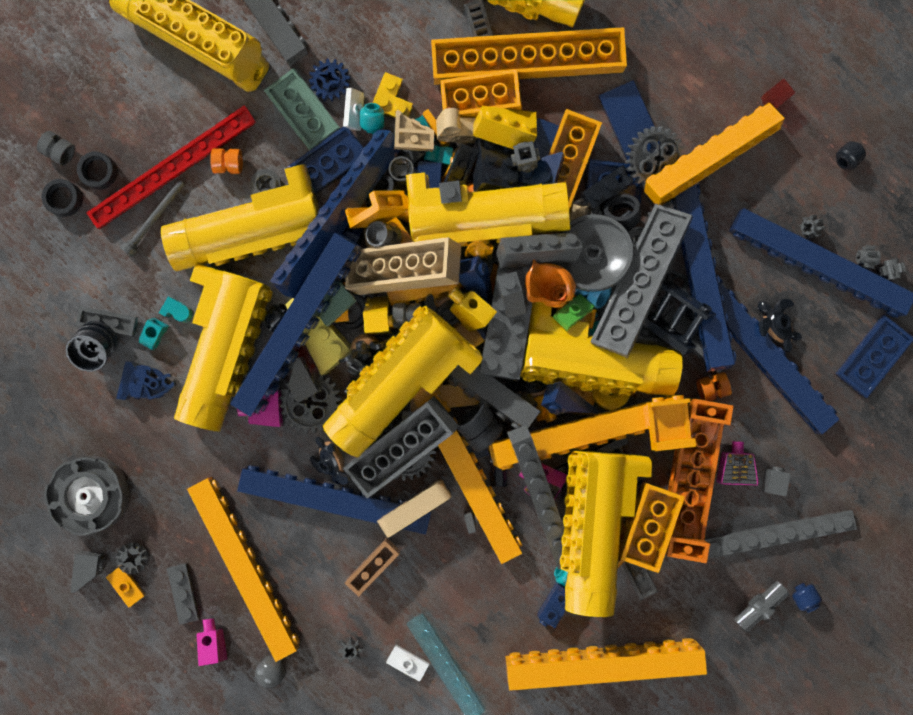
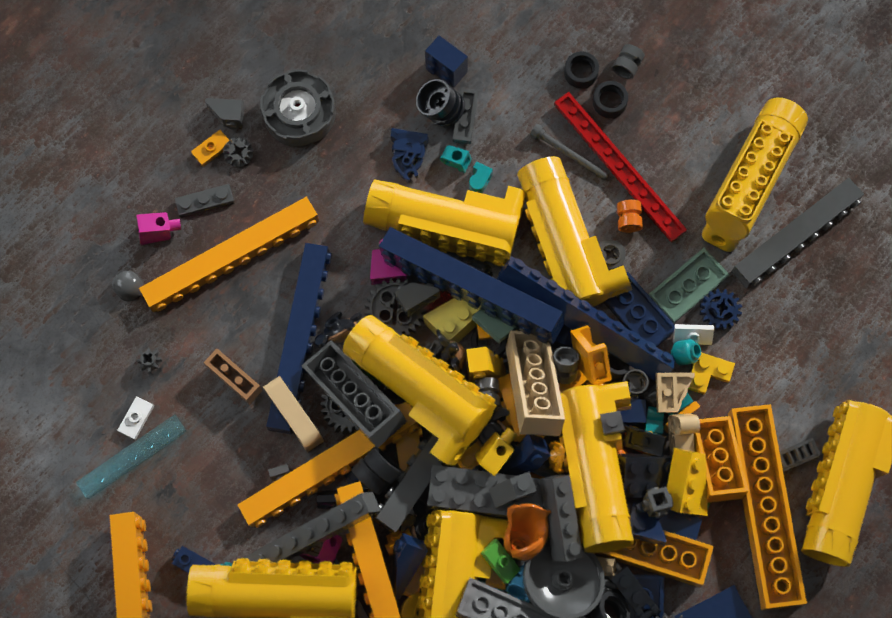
camera: 90 degrees right, 15 degrees down
(44, 338) = (446, 61): none -> dark blue brick

